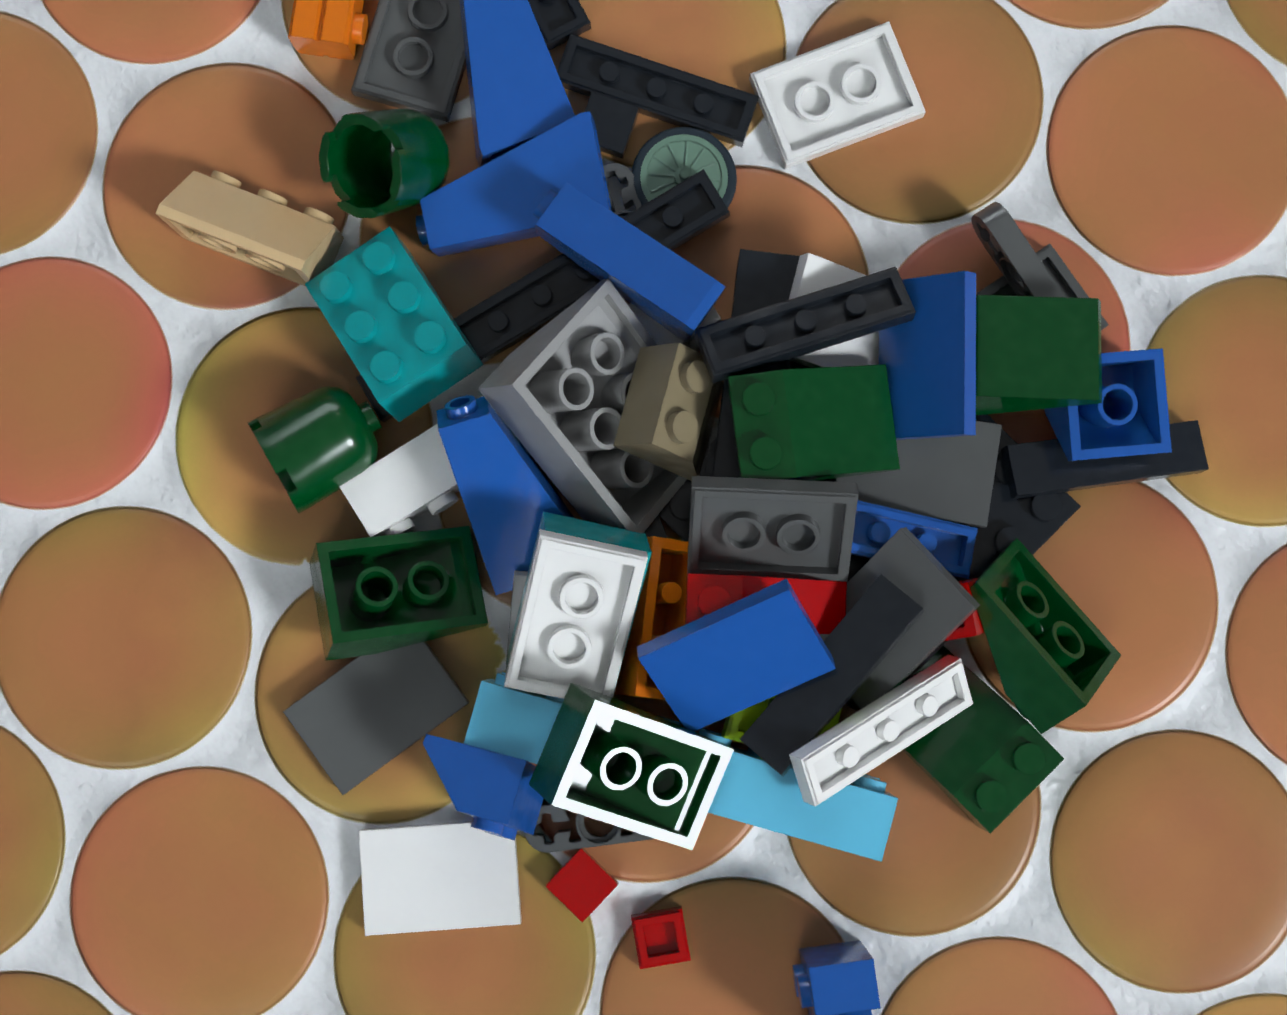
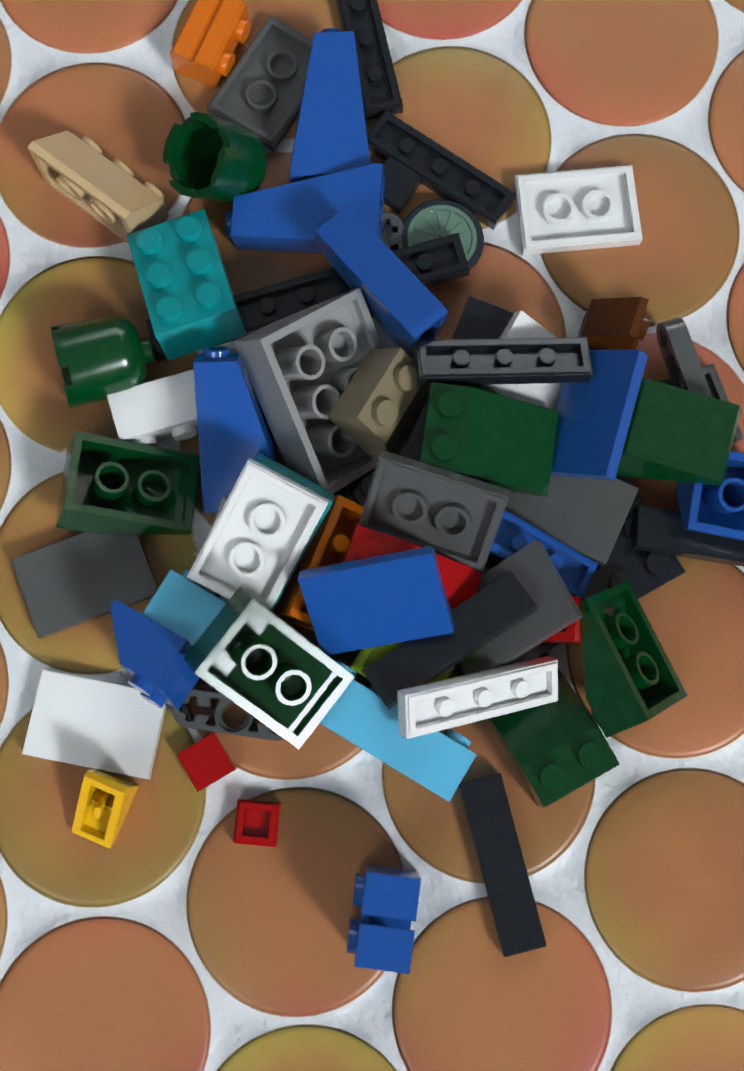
camera: 10 degrees right, 5 degrees down
(477, 969) = (102, 806): none -> yellow slope
(920, 235) = (615, 323): none -> reddish brown slope
(957, 907) = (502, 865): none -> black tile

